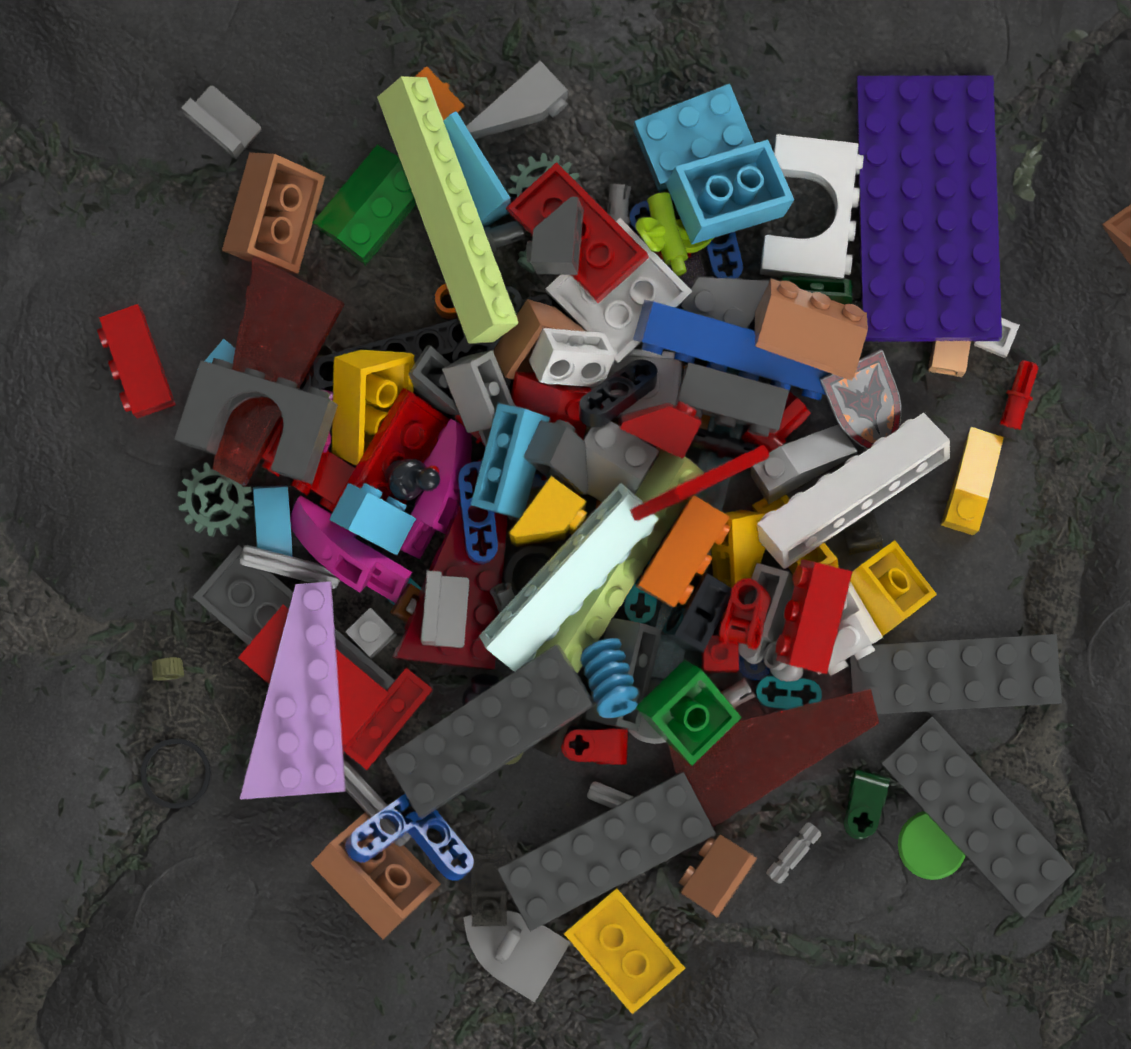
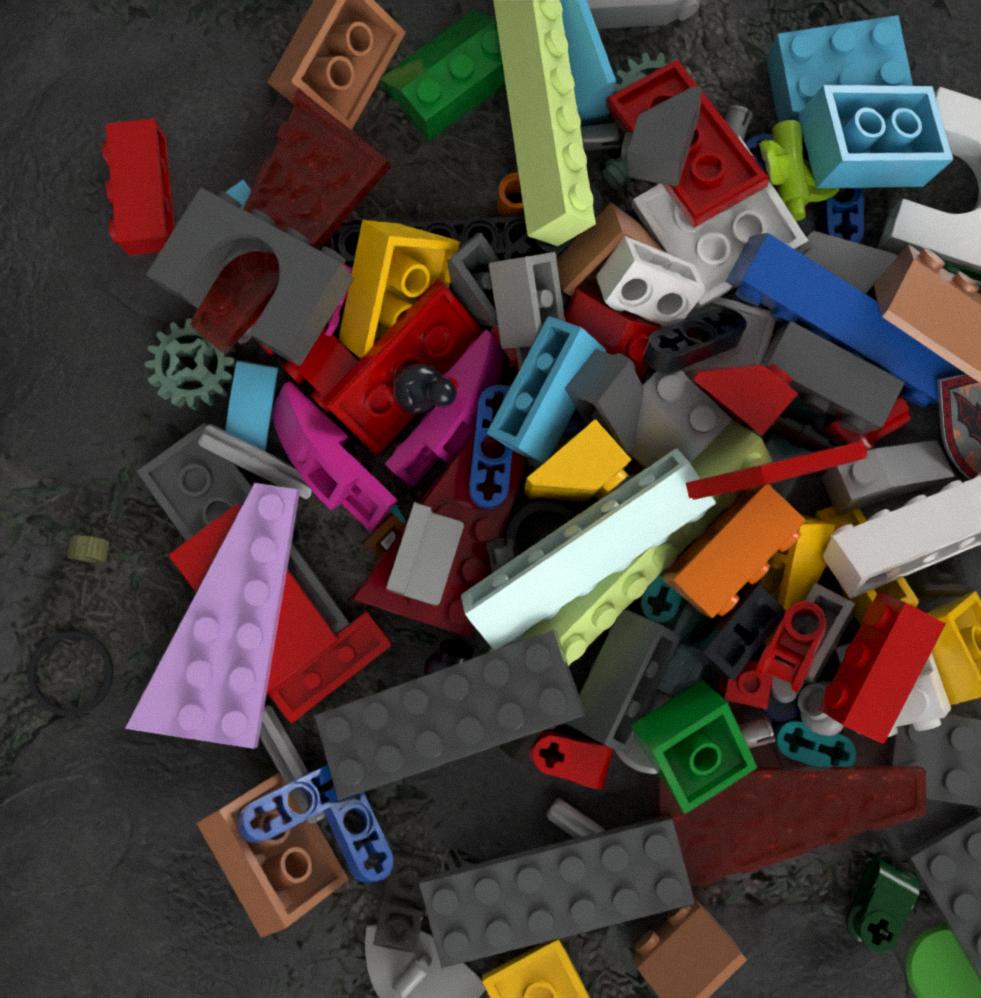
camera: 15 degrees right, 0 degrees up
(371, 633) = (333, 561): light grey brick -> none
(372, 518) = (364, 424): medium azure brick -> none
(608, 678) = (606, 686): dark azure piece -> none
(793, 853) = (781, 942): light grey axle -> none

